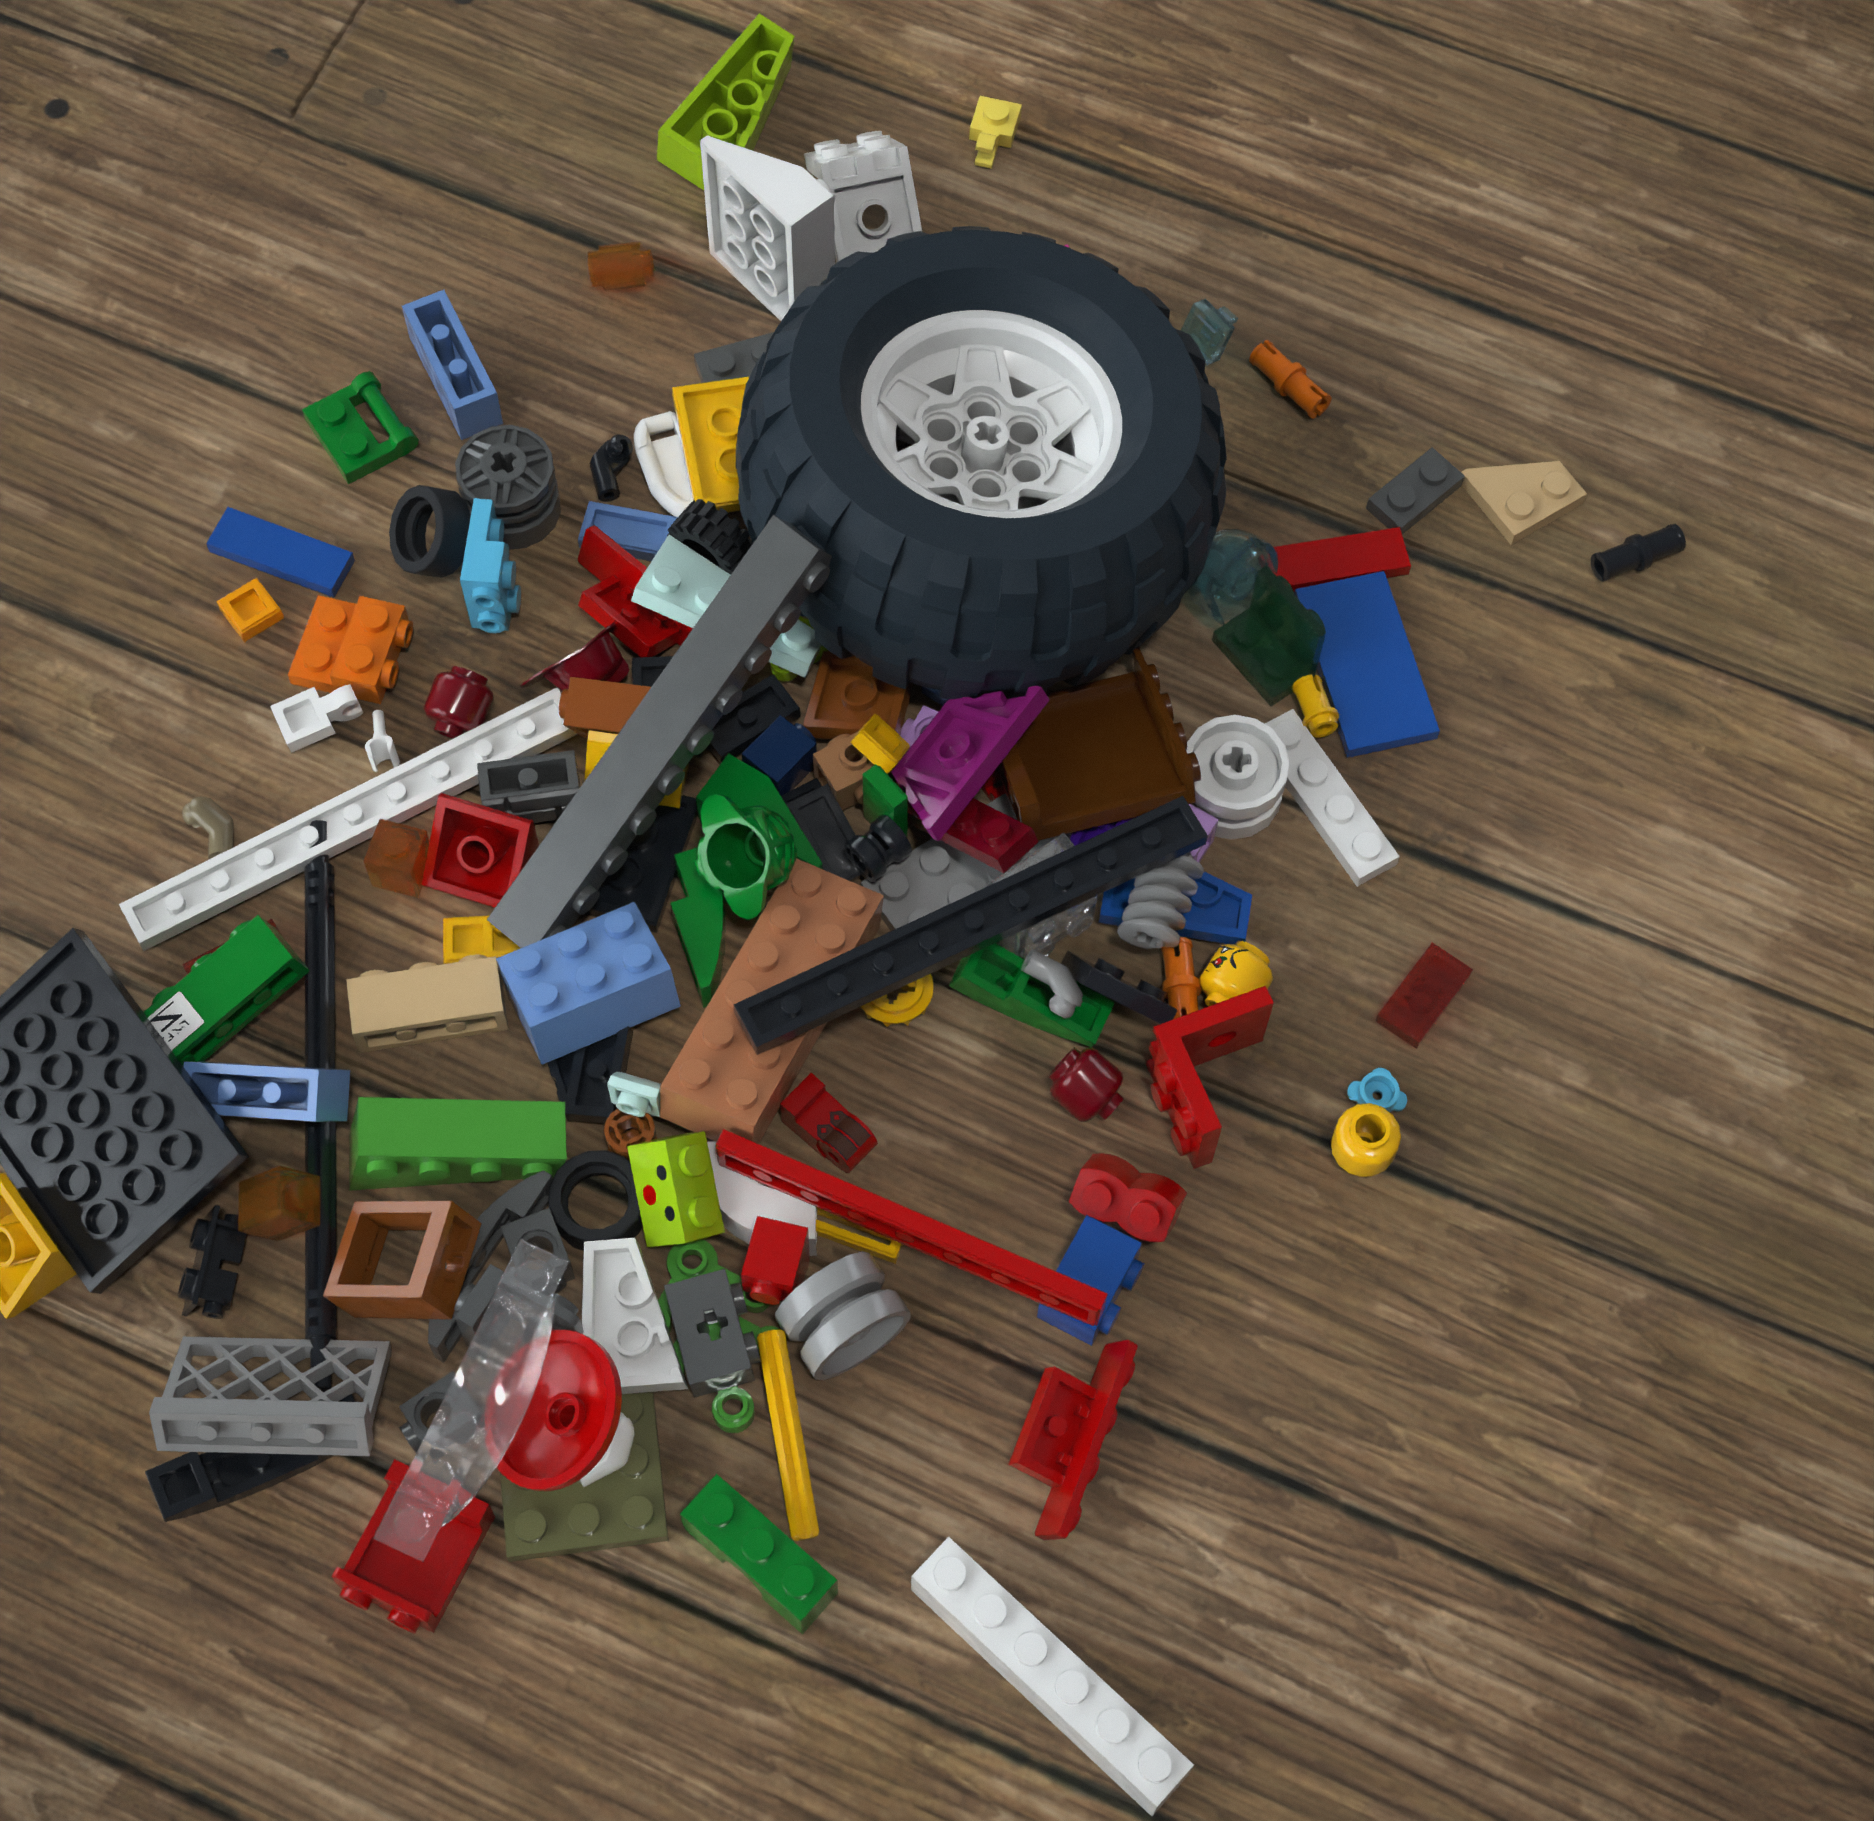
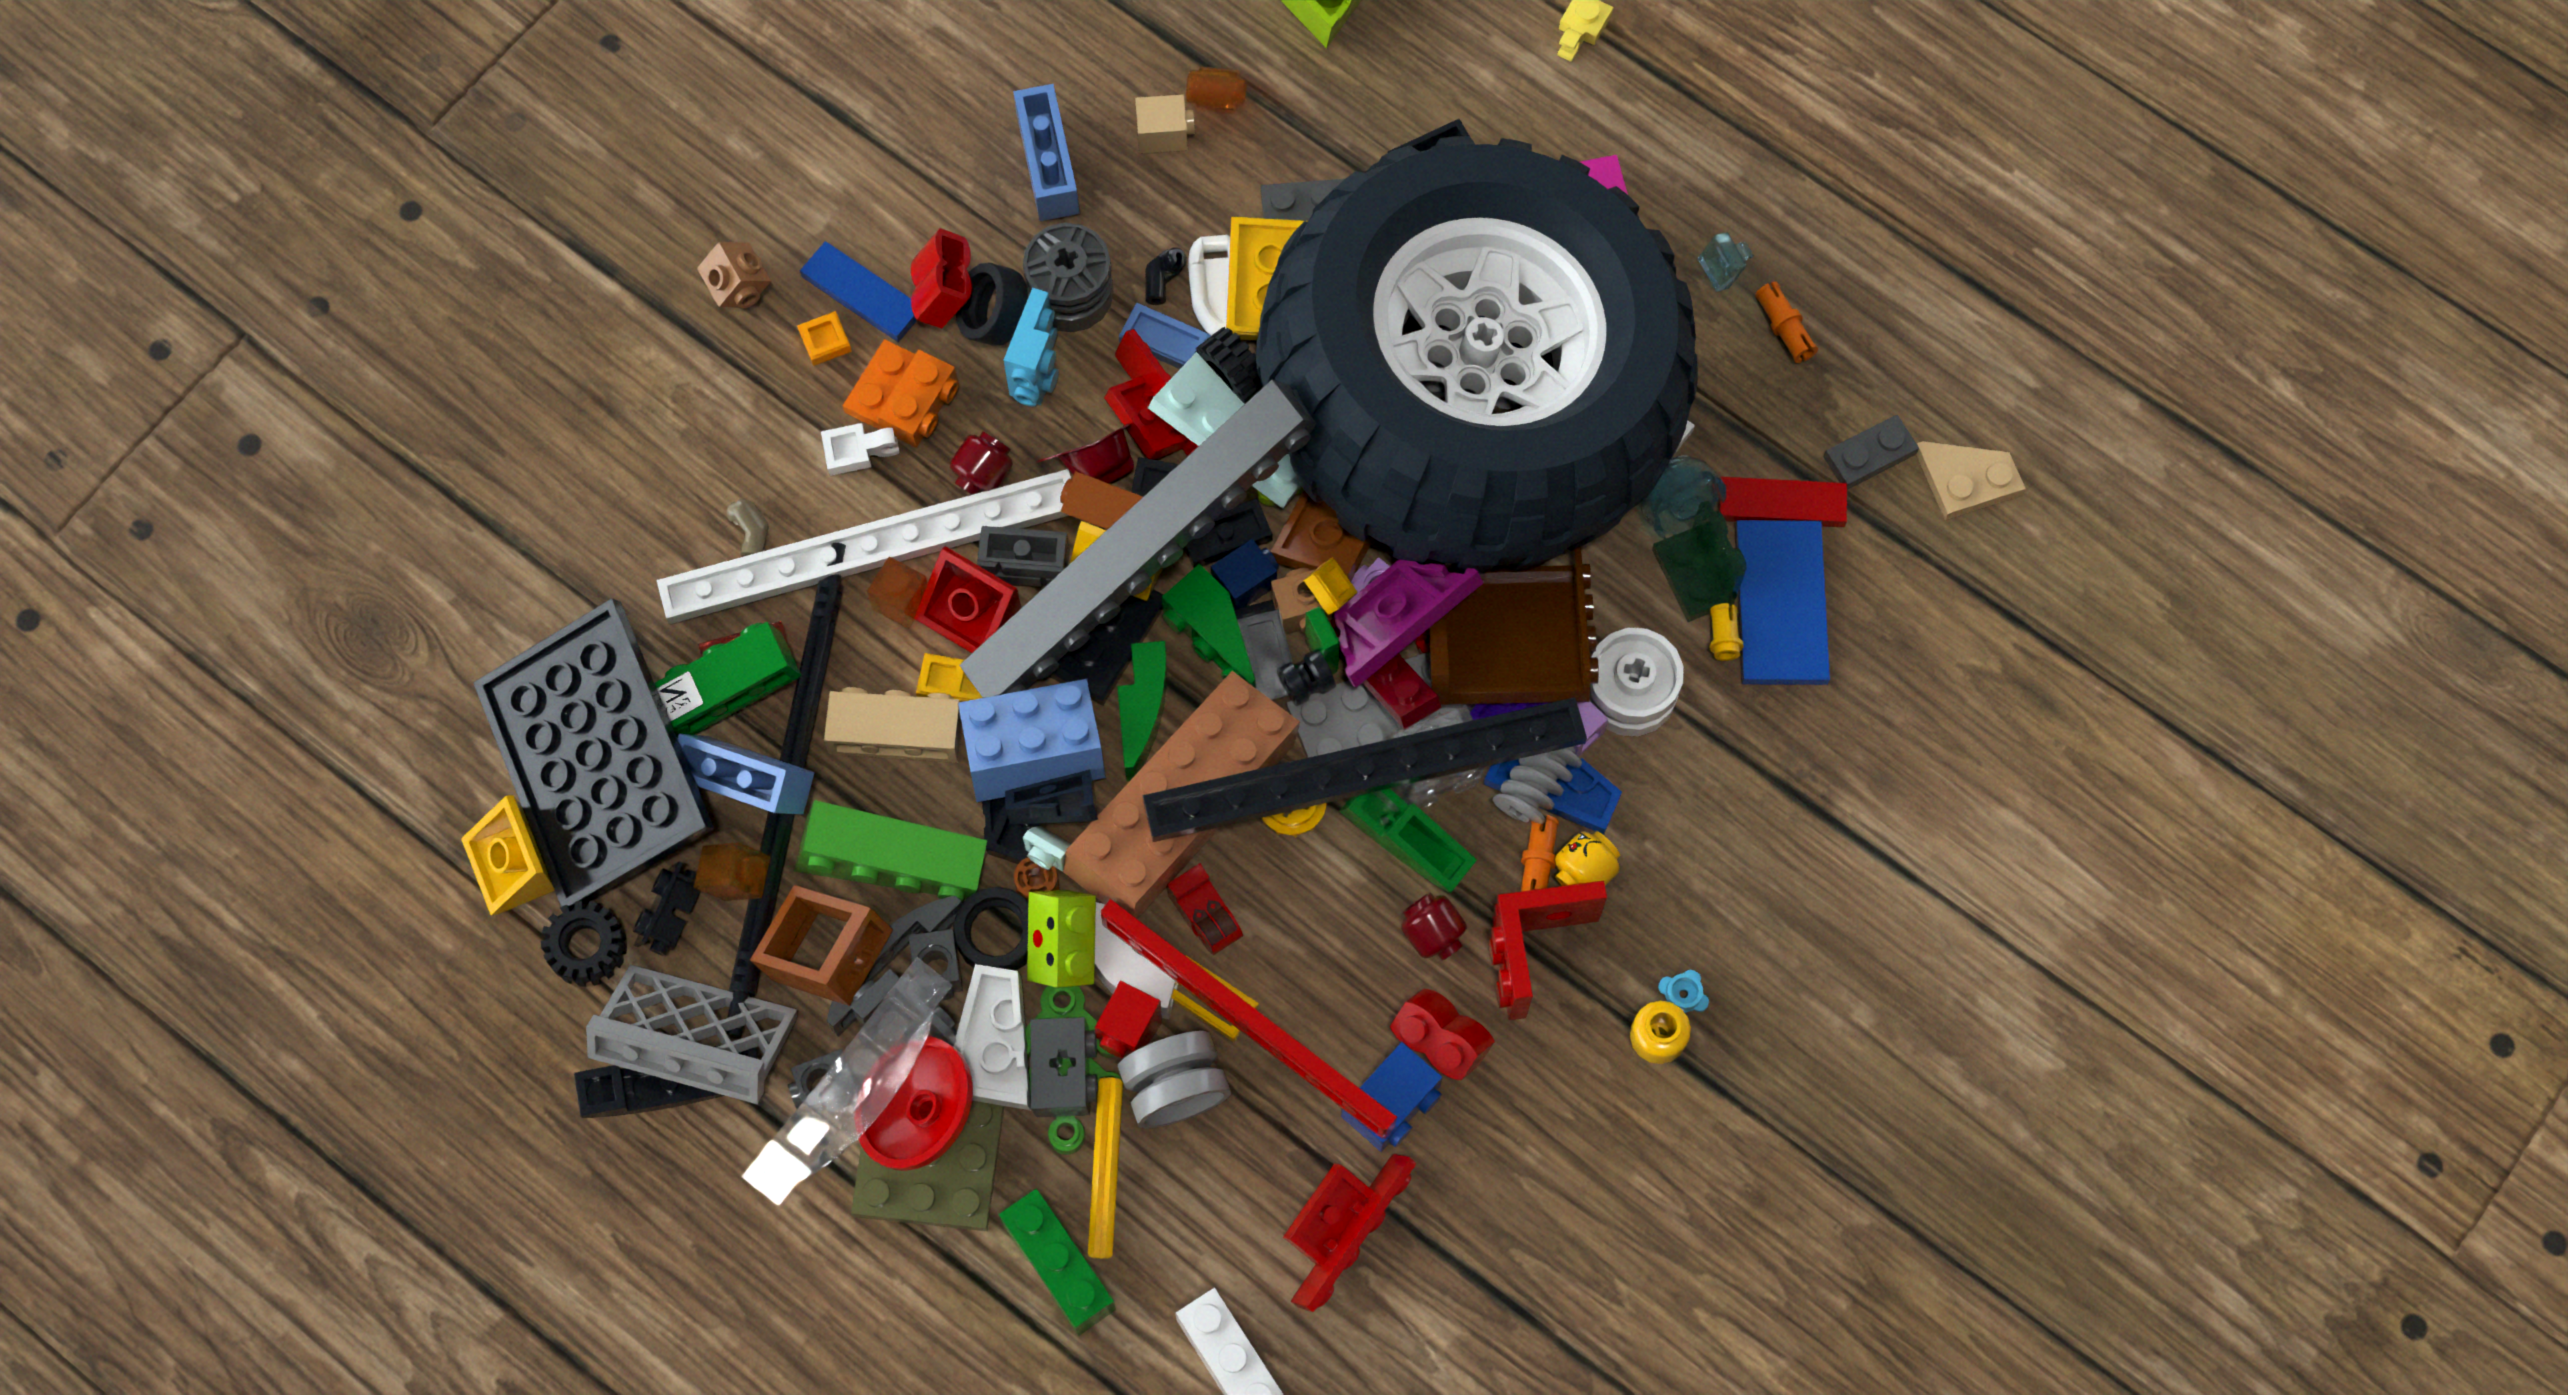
camera: 15 degrees right, 5 degrees up
(102, 1303) = (569, 922): none -> black tyre
(133, 560) = (734, 274): none -> medium nougat brick
(347, 435) = (942, 196): green plate -> none
(367, 516) = (941, 278): none -> red brick
(381, 745) = (907, 486): white hand -> none
(407, 1588) = (770, 1225): red panel -> none
(572, 312) = (1163, 123): none -> tan brick
(616, 1454) = (960, 1149): white arm -> none
(630, 1040) = (1053, 800): none -> black wing
(744, 852) = (1188, 659): green piece -> none
(767, 222) = (1351, 89): white slope -> none
(865, 175) = (1446, 50): white bracket -> none
(1059, 979) = (1432, 832): light grey arm -> none
(1108, 981) = (1477, 845): black wing -> none
(1332, 804) = (1714, 720): white plate -> none
(1424, 995) = (1748, 915): clear red plate -> none
(1638, 552) = (2056, 554): black pin -> none

